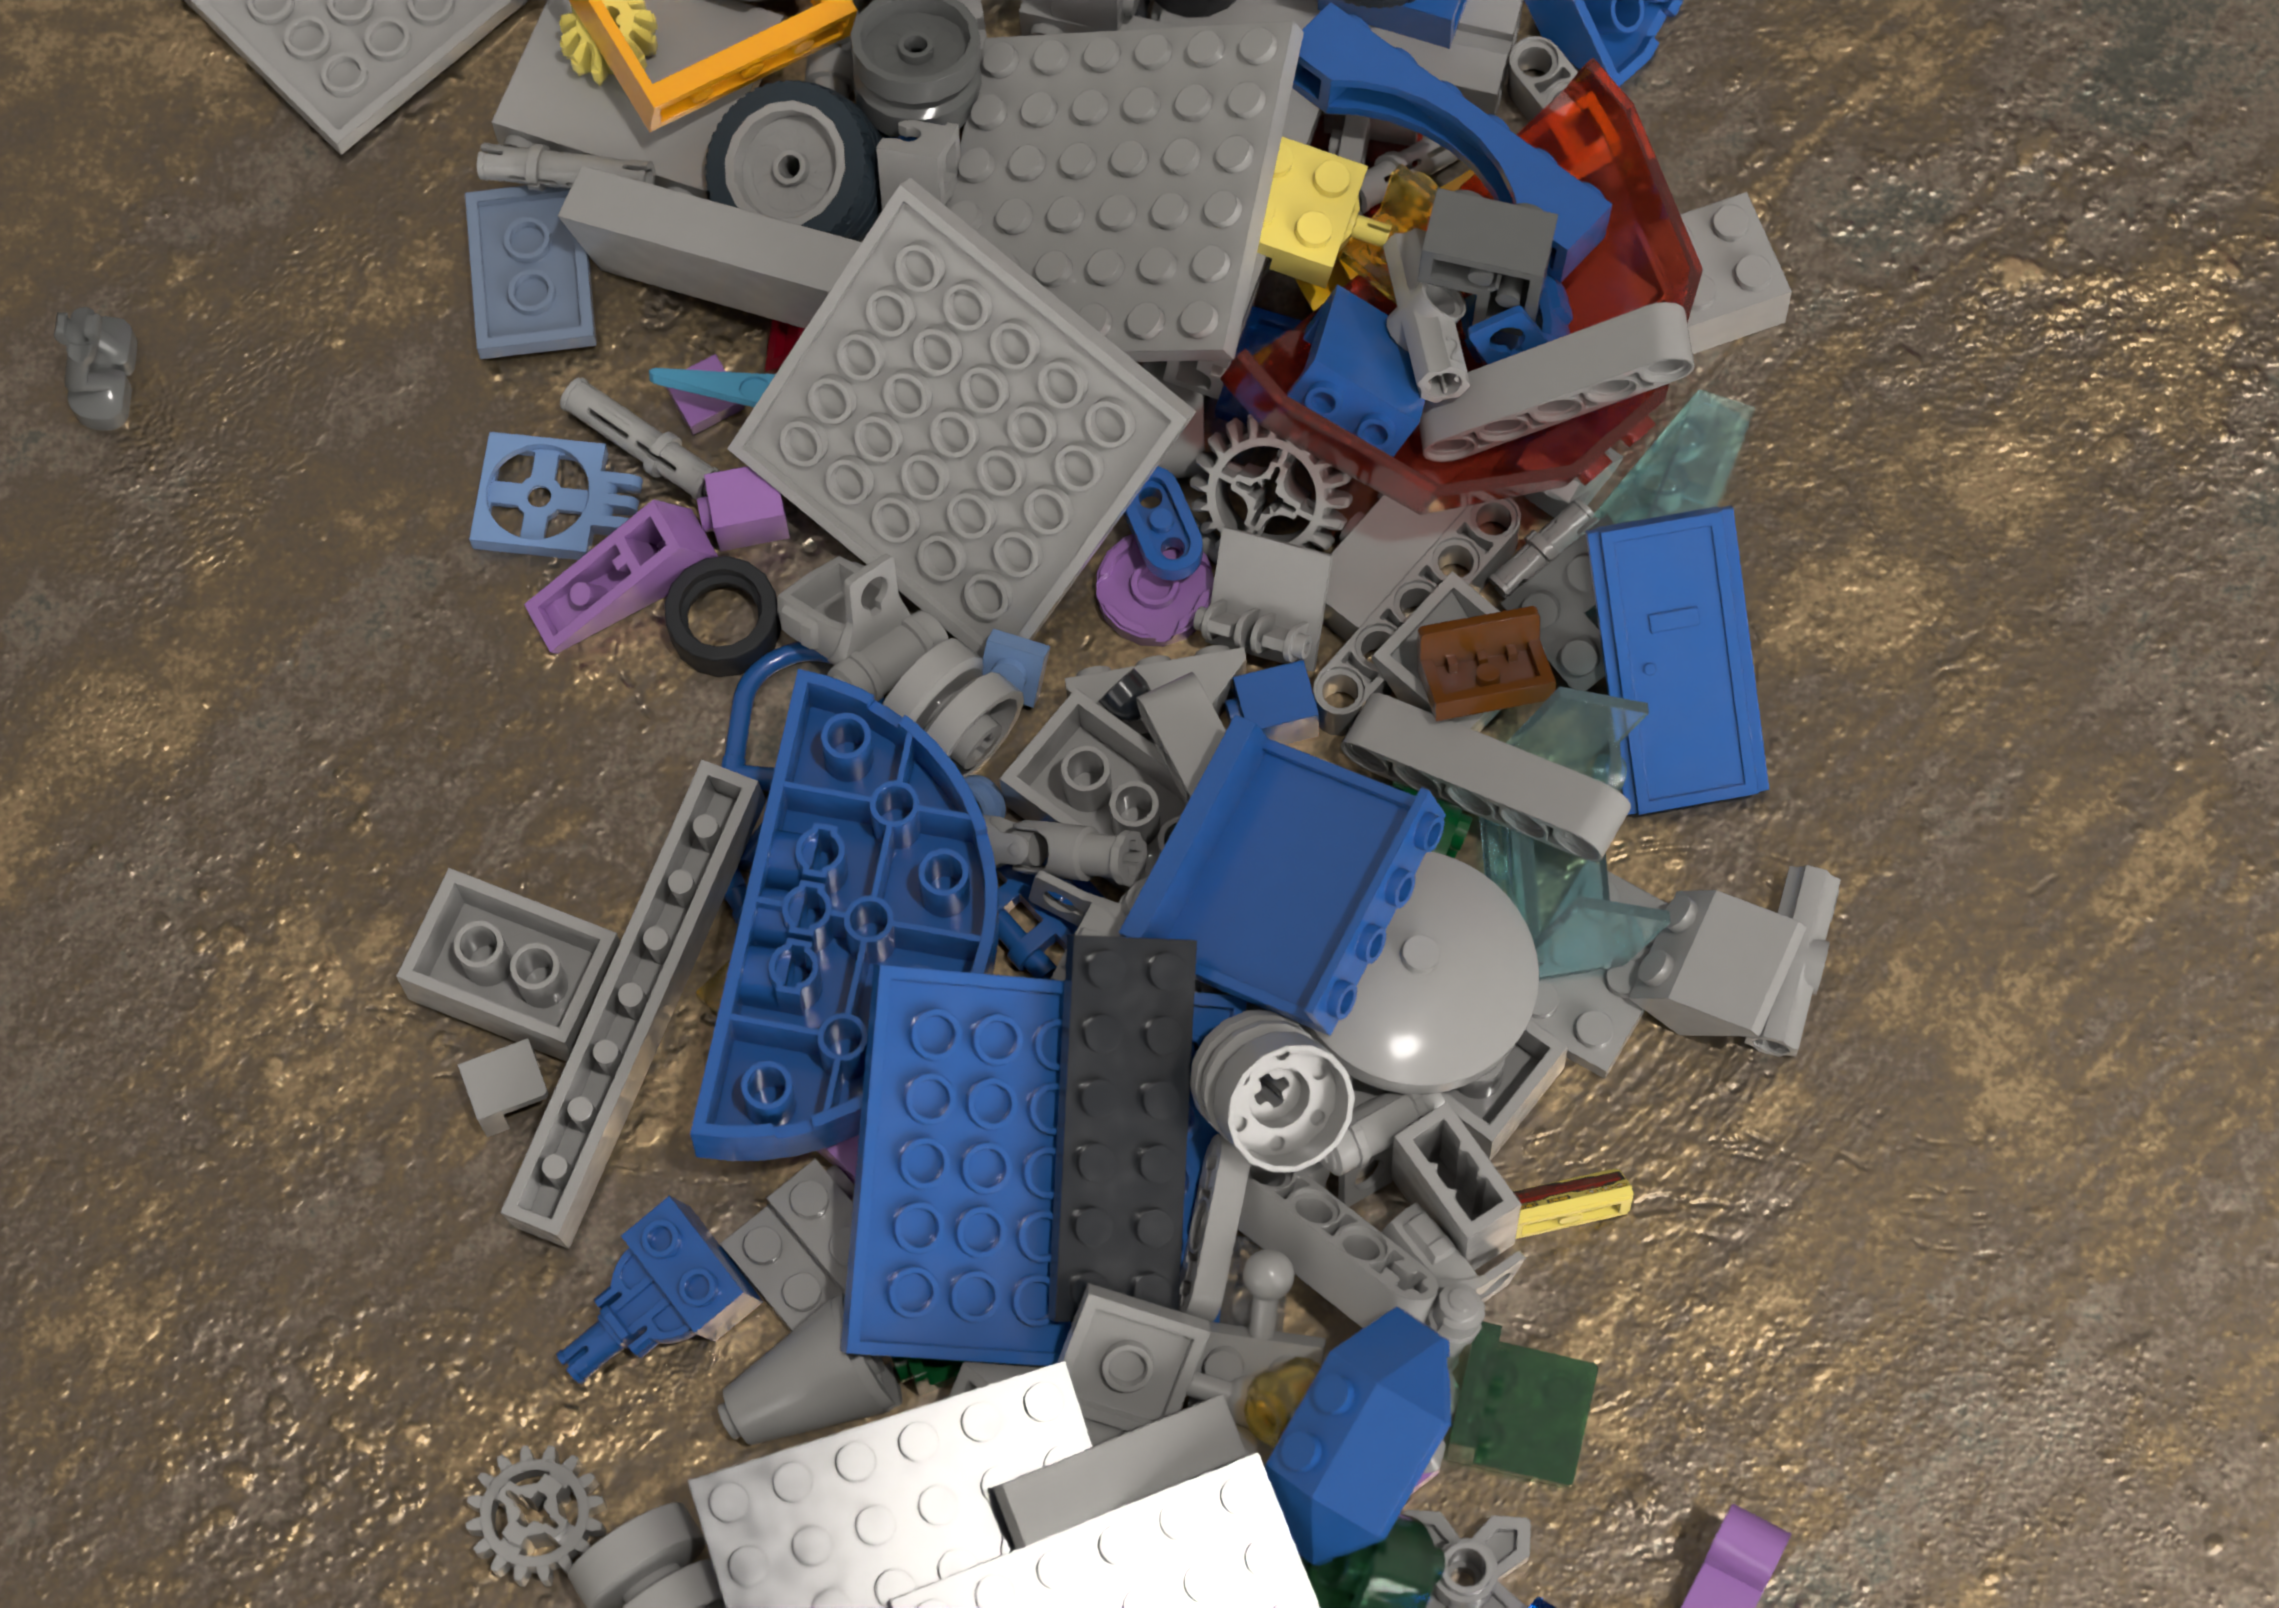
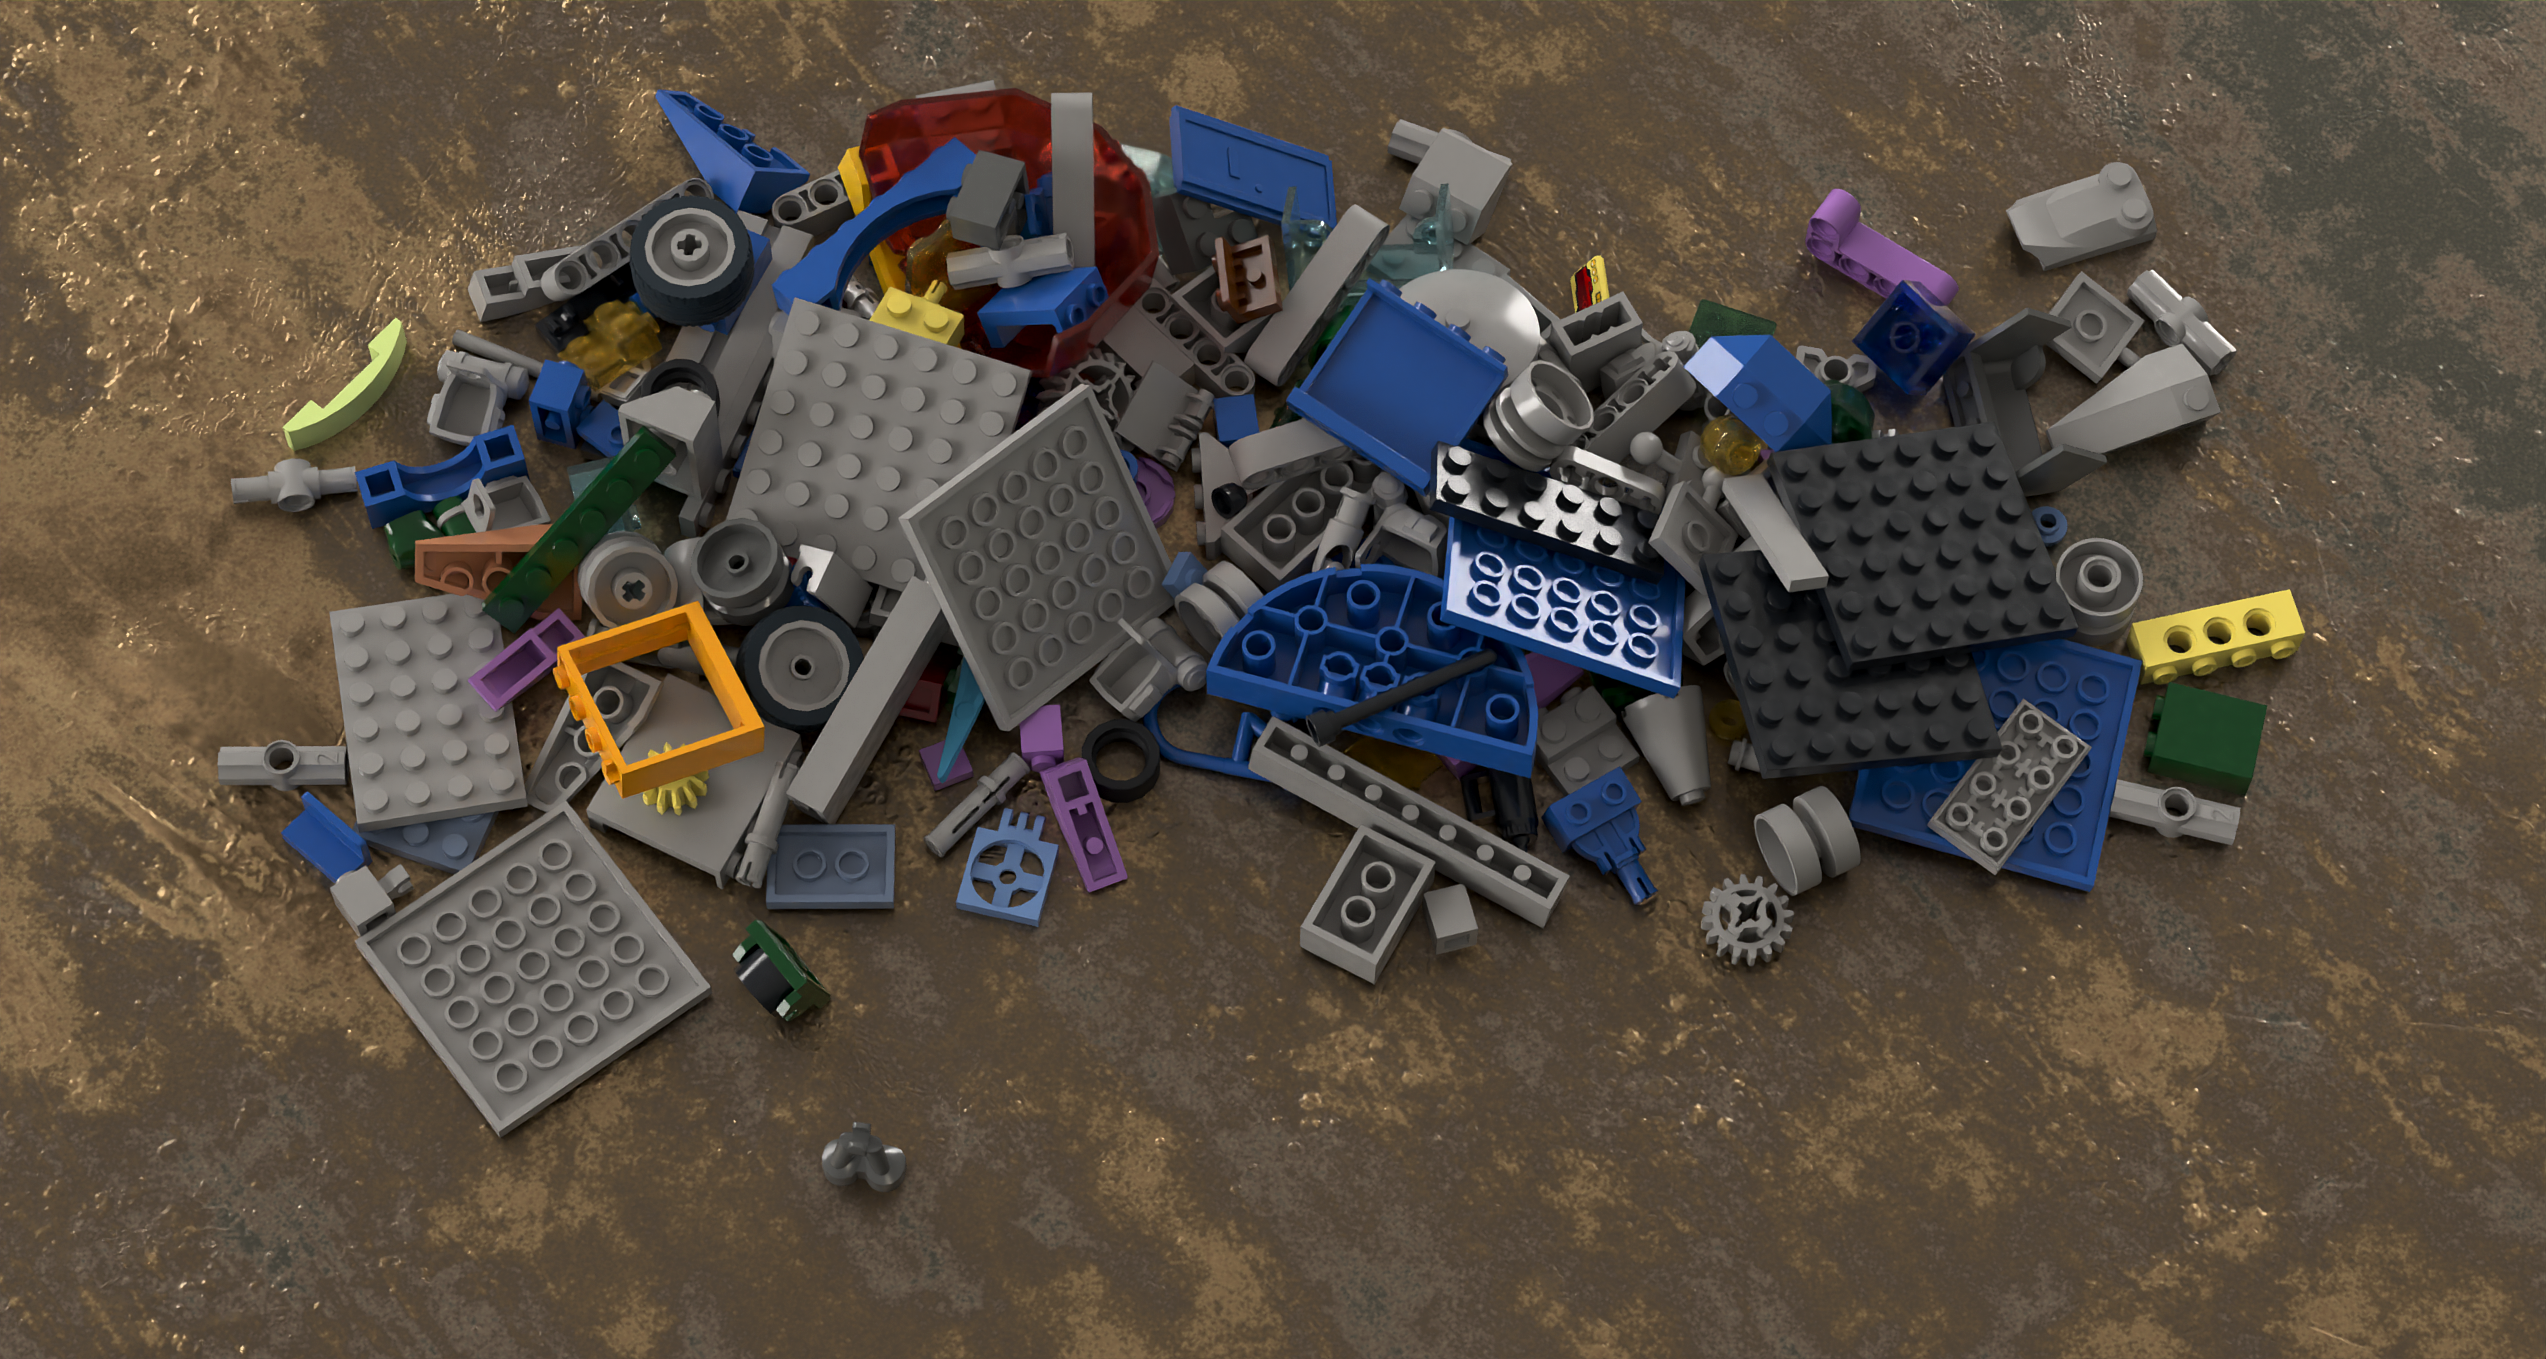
camera: 90 degrees left, 5 degrees down
(347, 211) = (777, 973): none -> dark green piece
(675, 1171) = (1512, 801): none -> black piece
(711, 835) = (1326, 725): none -> black piece

